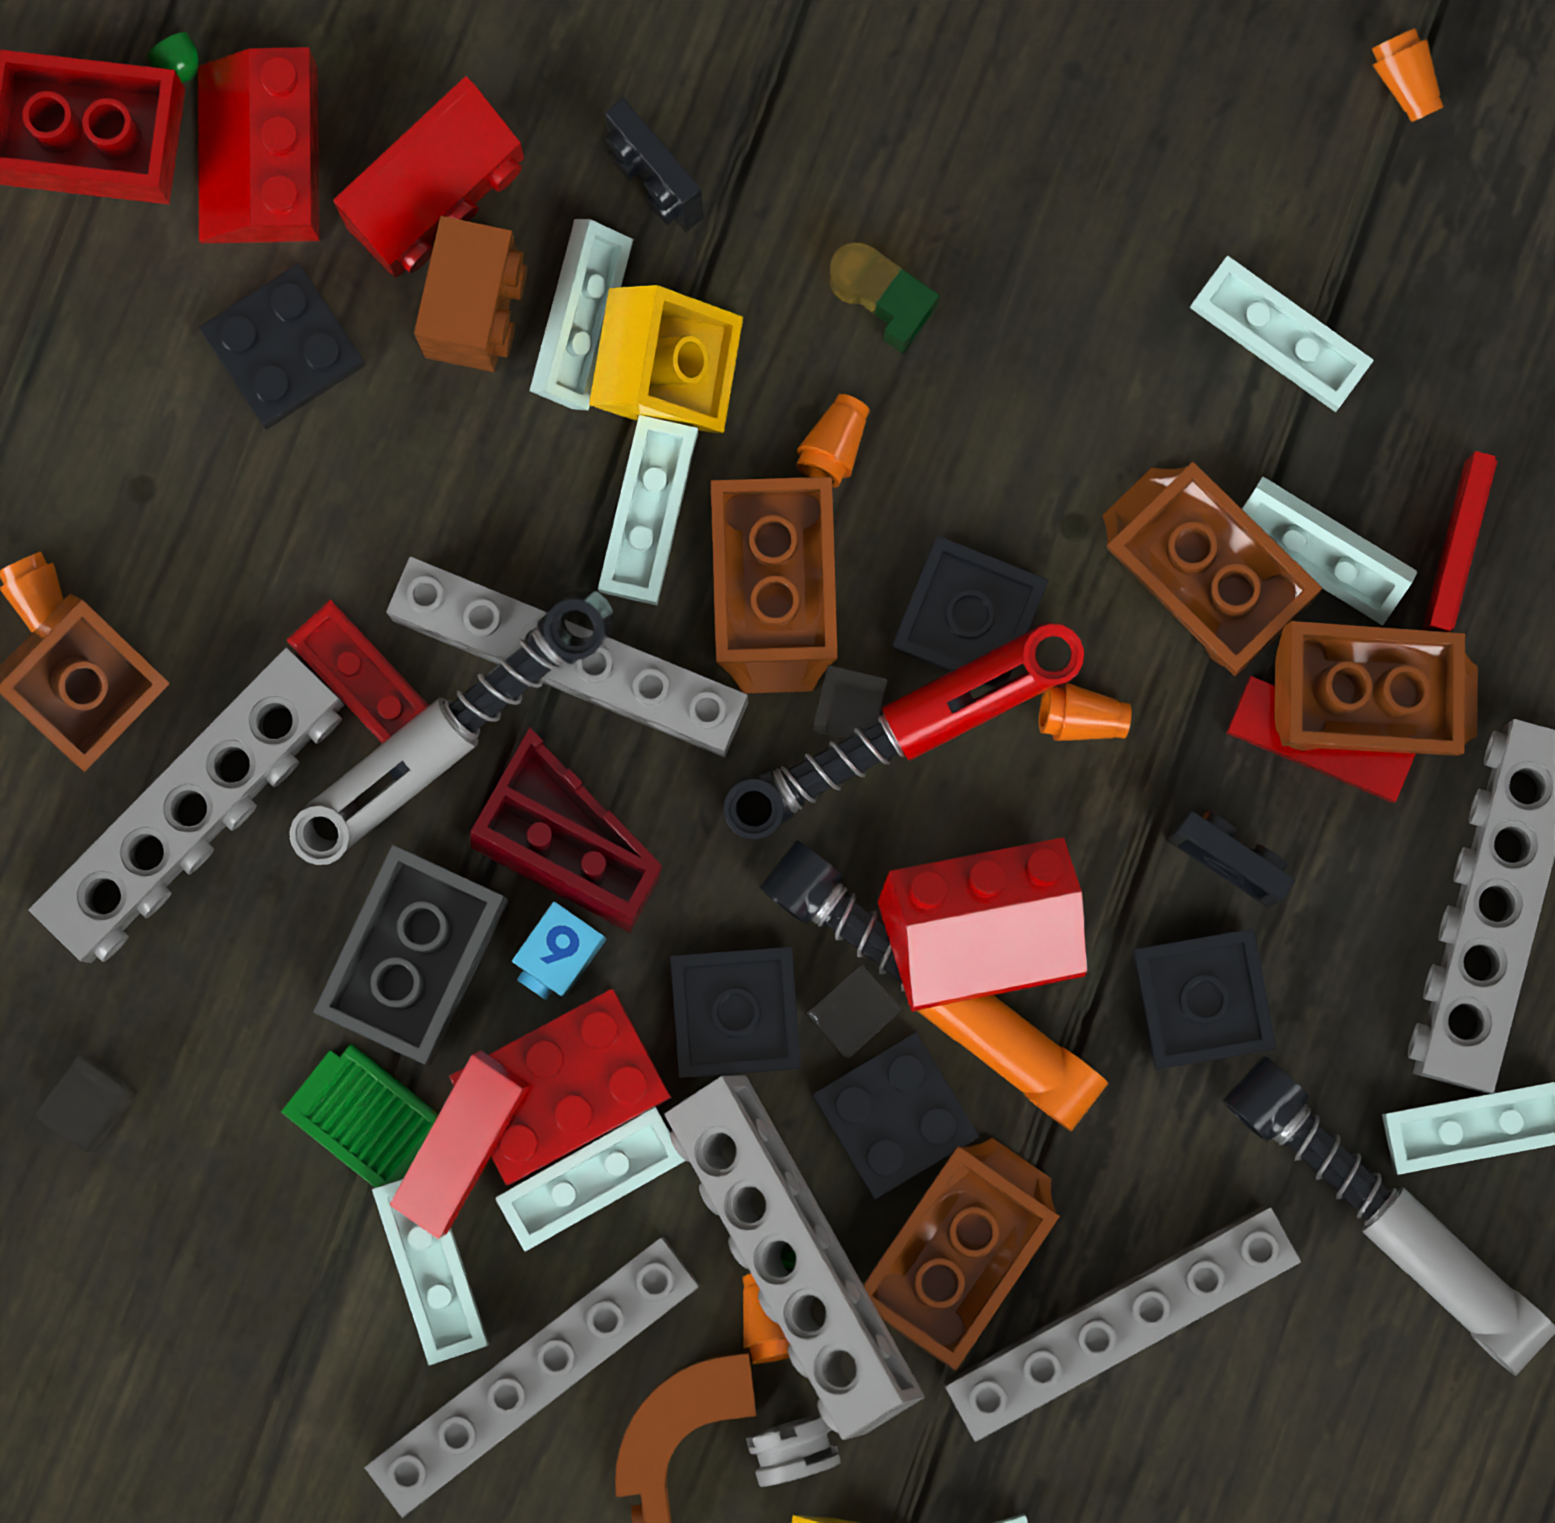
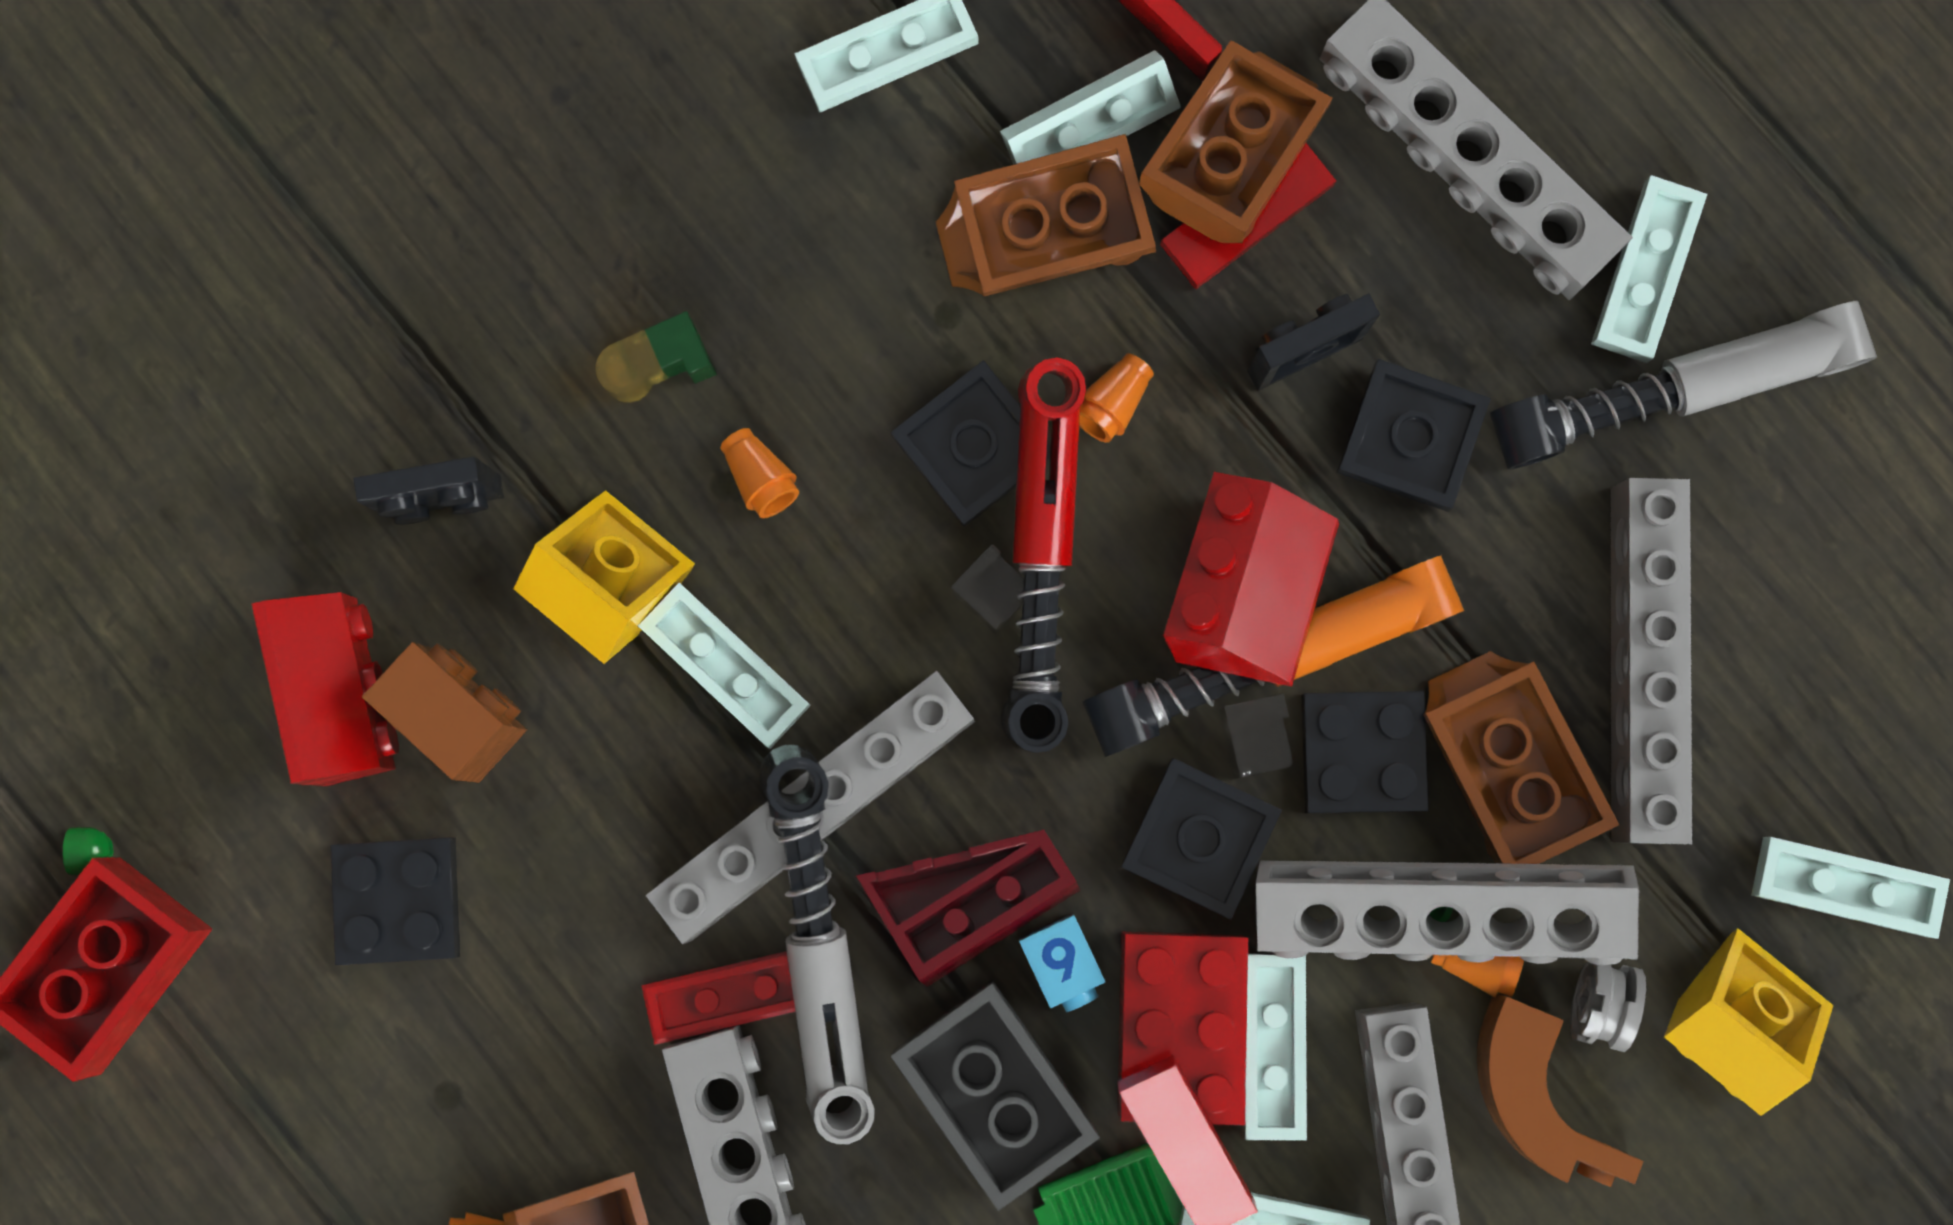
camera: 55 degrees left, 0 degrees up
(259, 147) = (208, 821): red slope -> none
(571, 341) = (536, 644): light aqua plate -> none
(774, 581) = (849, 592): dark orange slope -> none

